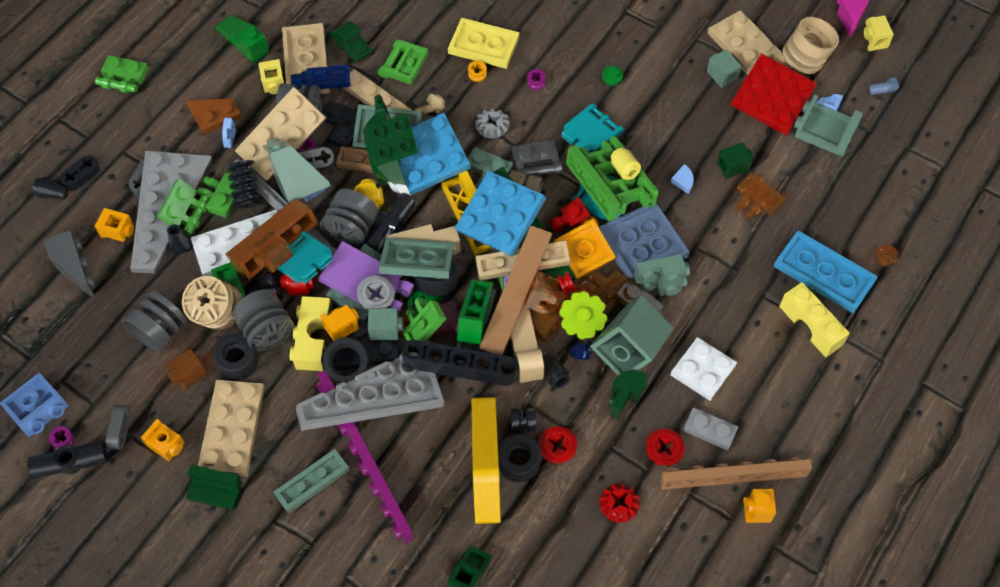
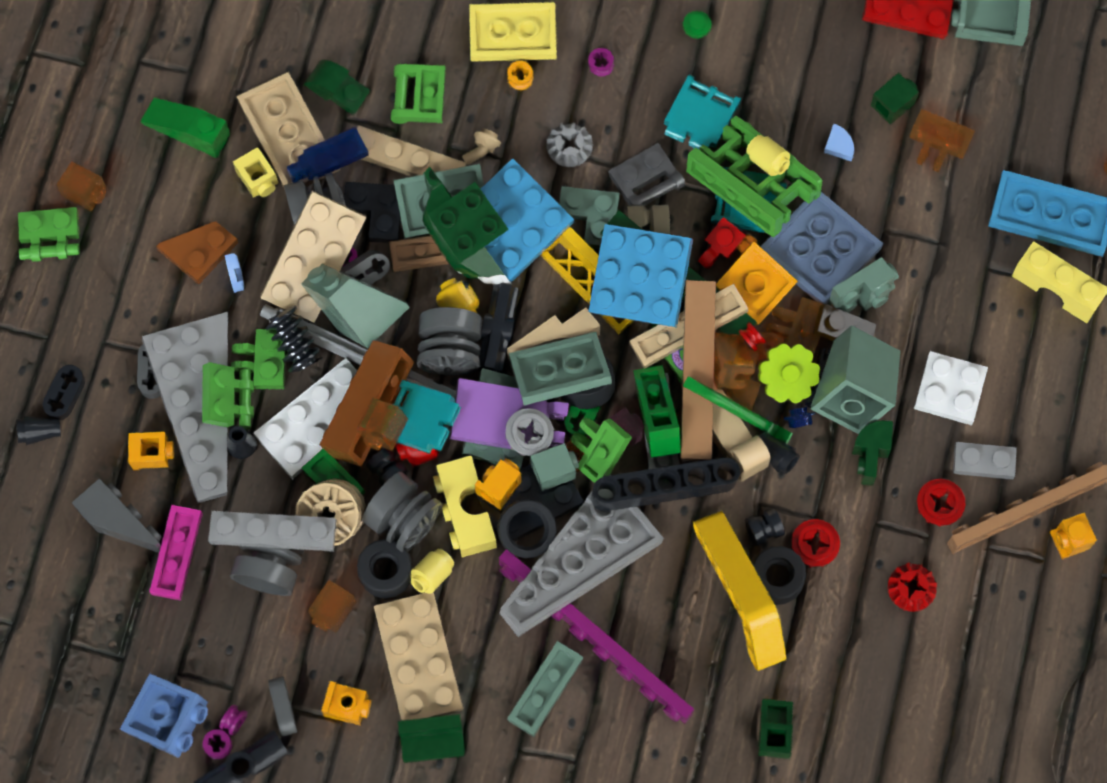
camera: 20 degrees left, 10 degrees up
(79, 424) = (233, 720): none -> magenta bush
(99, 298) = (176, 552): none -> dark pink plate
(156, 51) = (81, 186): none -> clear orange brick
(160, 296) = (272, 531): none -> light grey plate
(267, 369) = (431, 571): none -> light yellow brick
(534, 328) = (738, 410): none -> green piece

